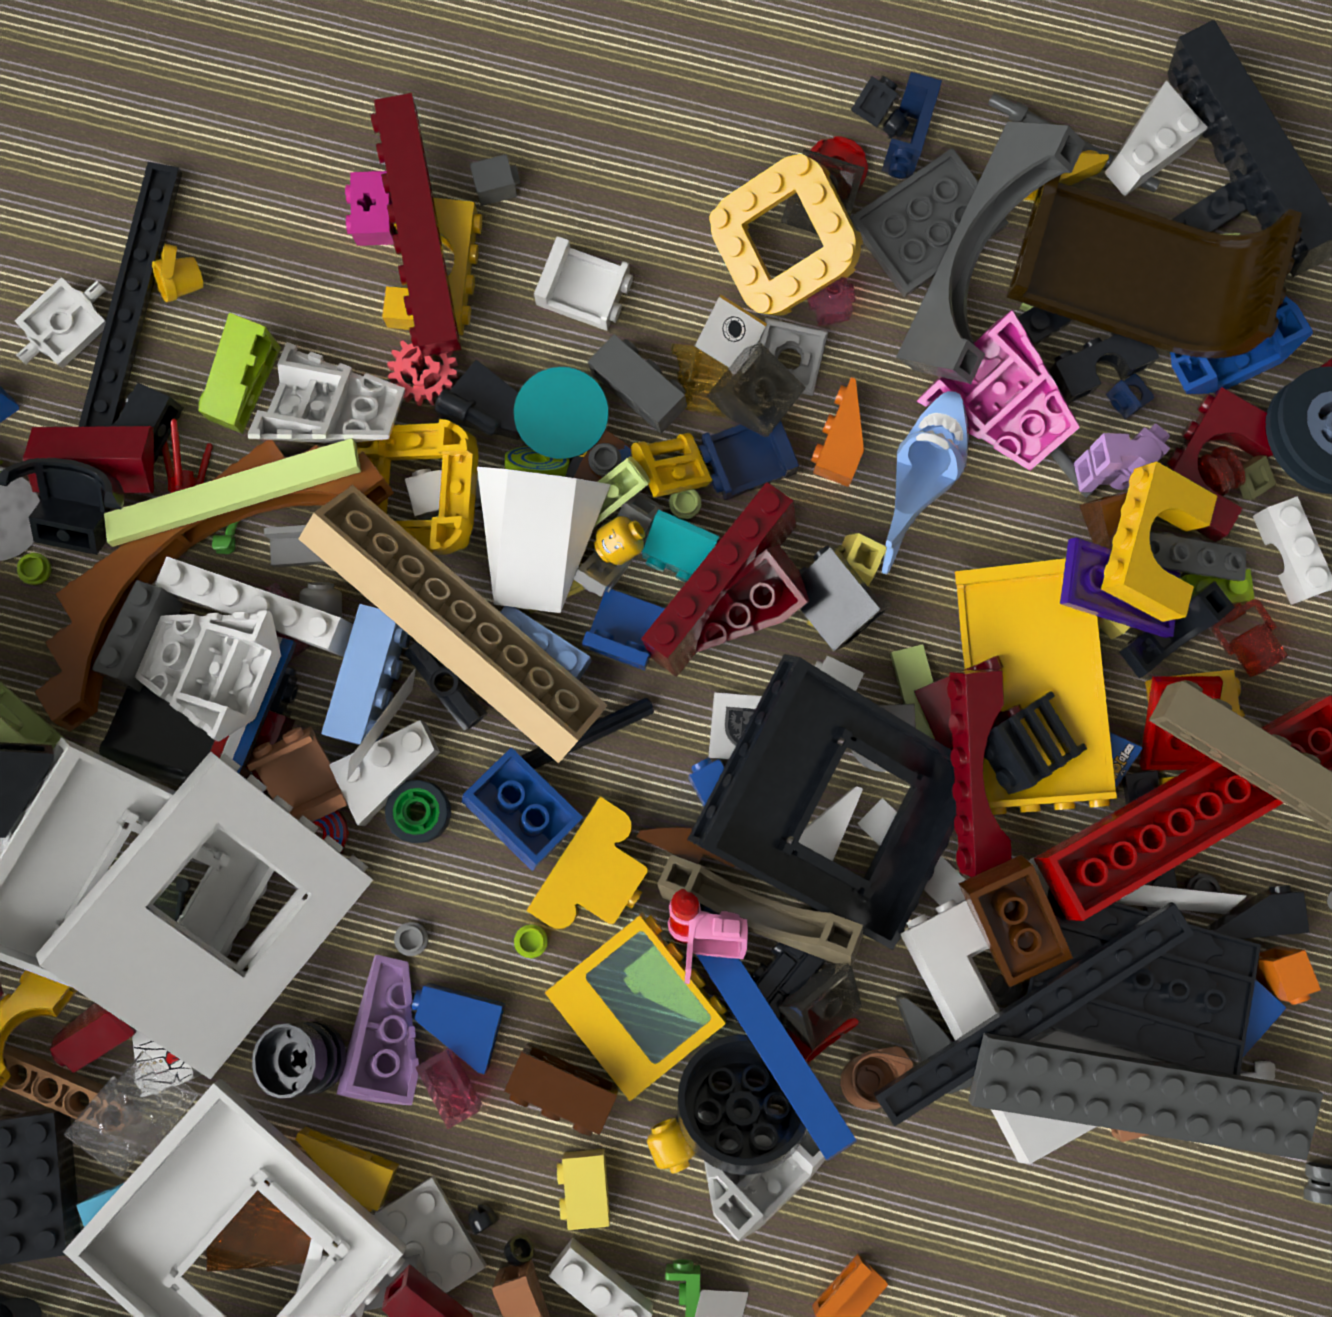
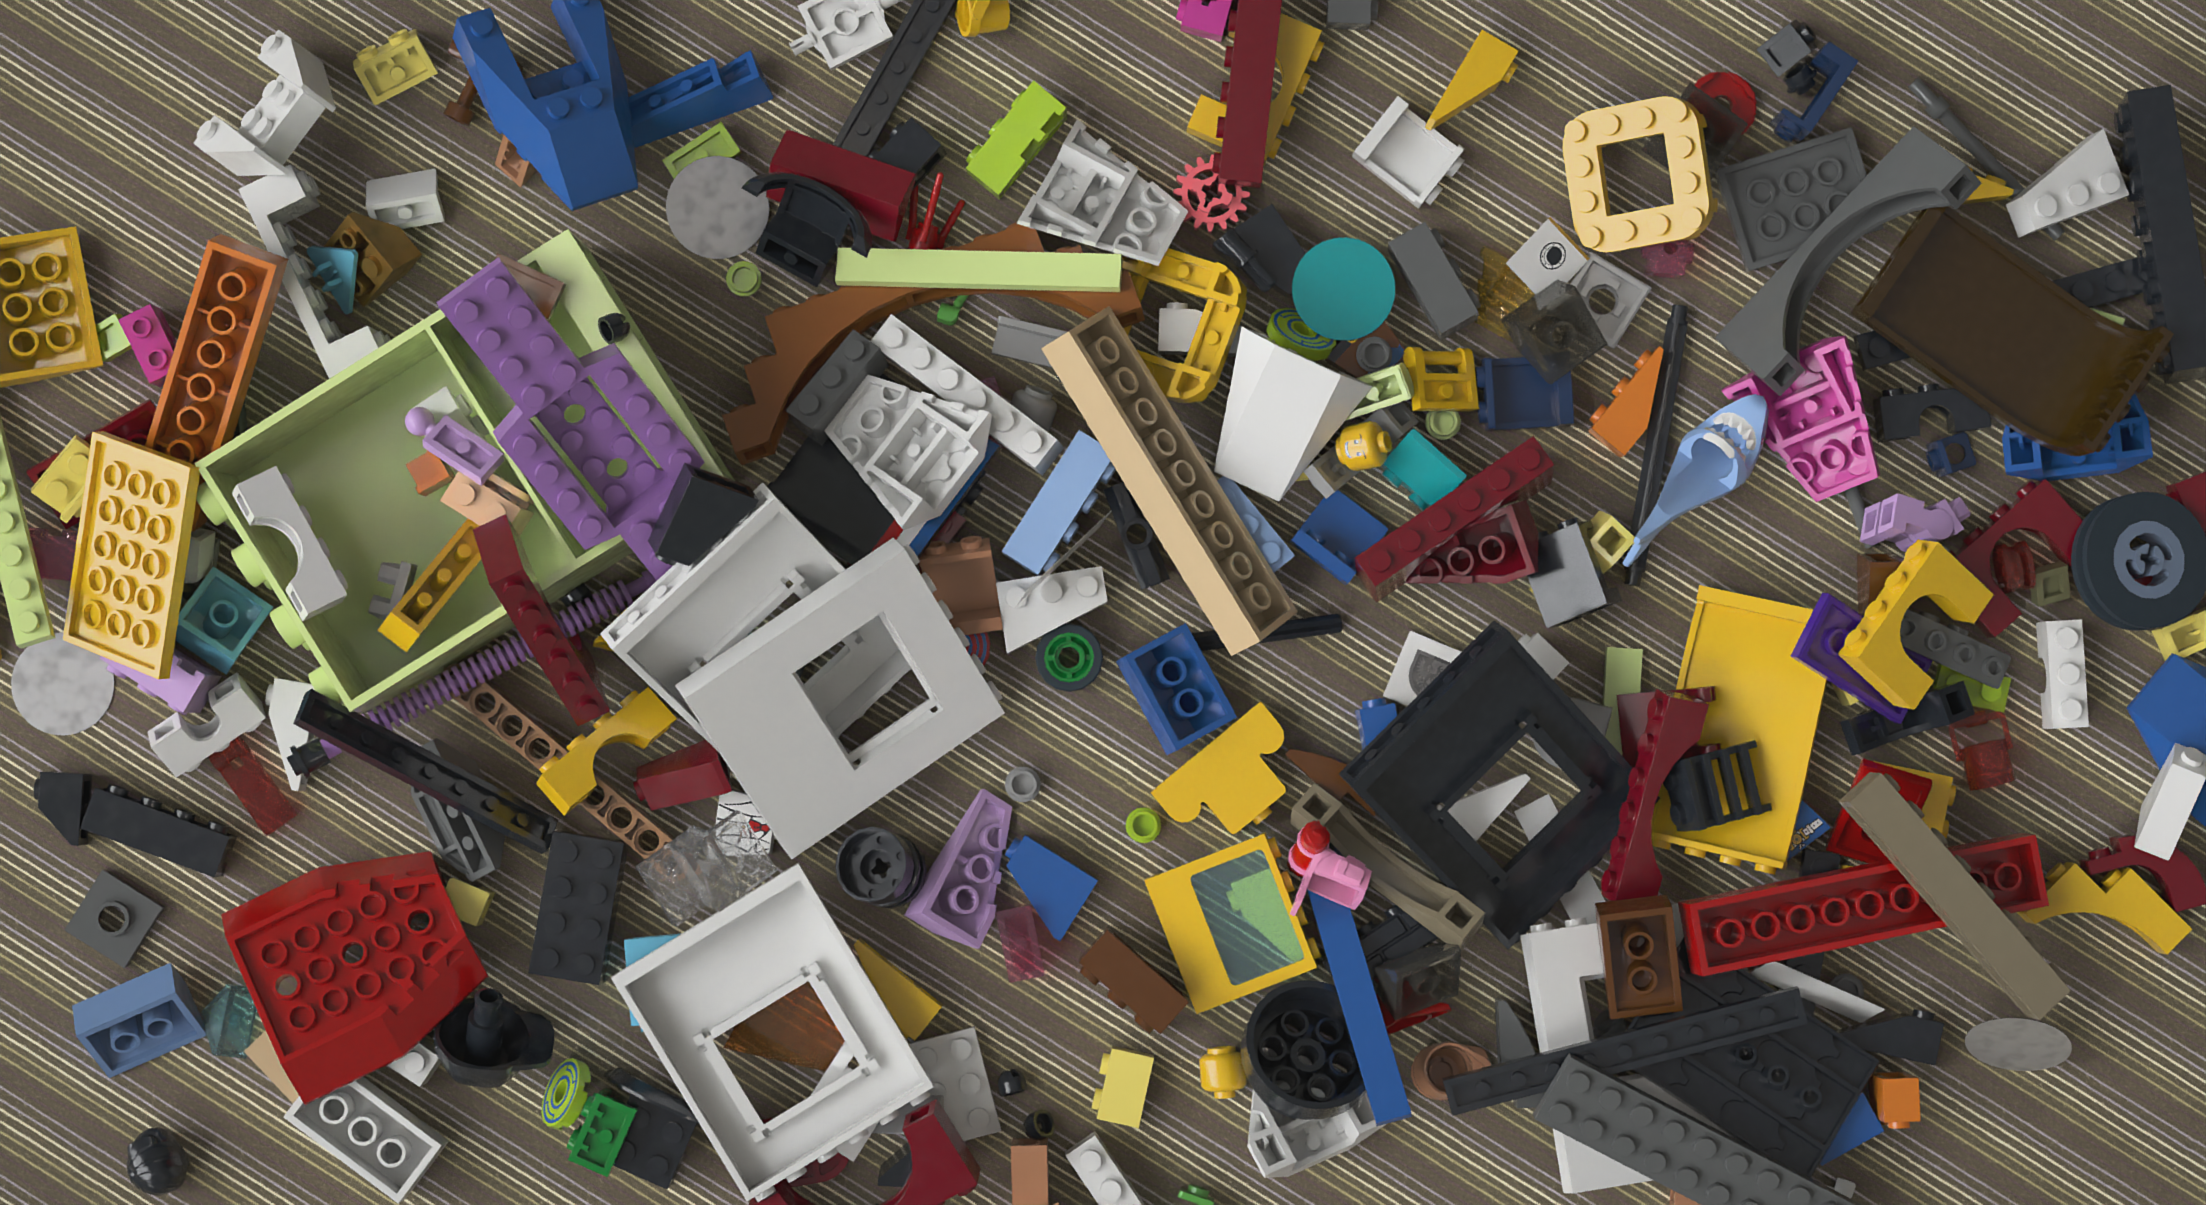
camera: 20 degrees right, 5 degrees up
(620, 204) = (1477, 77): none -> yellow slope
(874, 456) = (1658, 433): none -> black piece

